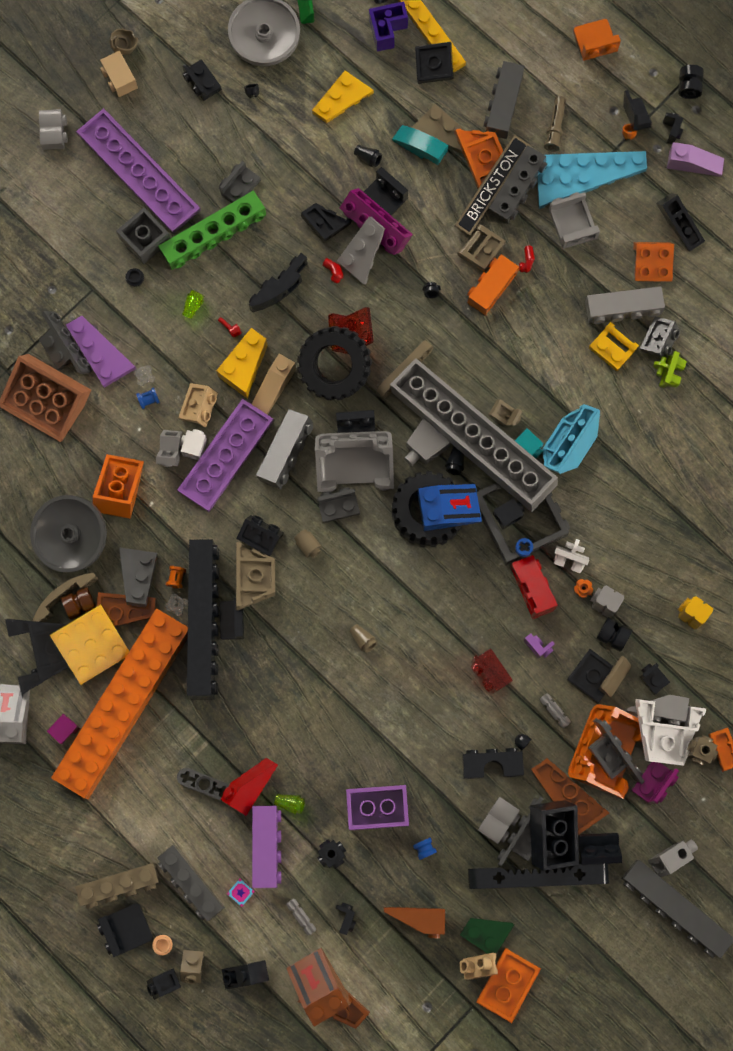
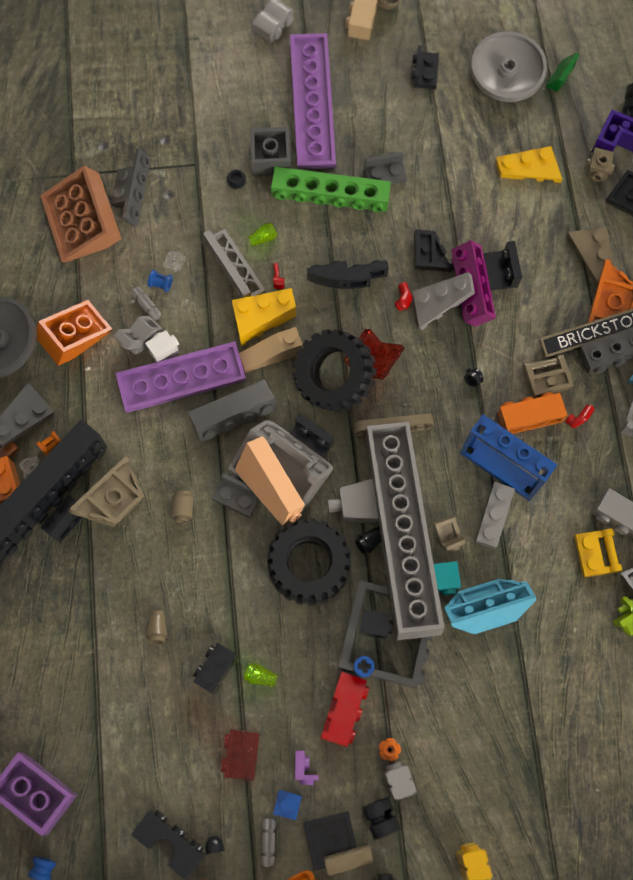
camera: 35 degrees right, 5 degrees down
(100, 353) = (155, 222): medium lavender wing -> none
(152, 423) = (146, 304): none -> light grey axle
(190, 348) = (229, 267): none -> light grey fence
(198, 404) = (196, 318): tan bracket -> none
(252, 89) = (459, 105): black hinge -> none
(260, 534) = (150, 465): black bracket -> none
(356, 476) = (269, 481): none -> light nougat slope
(368, 155) = (514, 229): black cone -> none
(392, 59) = (599, 165): none -> dark tan brick
(421, 144) = (566, 251): teal slope -> none
(426, 630) = (215, 668): none -> black brick
(449, 506) = (325, 573): blue slope -> none
(458, 611) = (259, 675): none -> clear neon green cone
(504, 330) = (513, 449): none -> blue window
(525, 376) = (495, 515): none -> light grey plate
(547, 676) = (287, 804): none -> blue brick
(579, 560) = (397, 702): white hips -> none

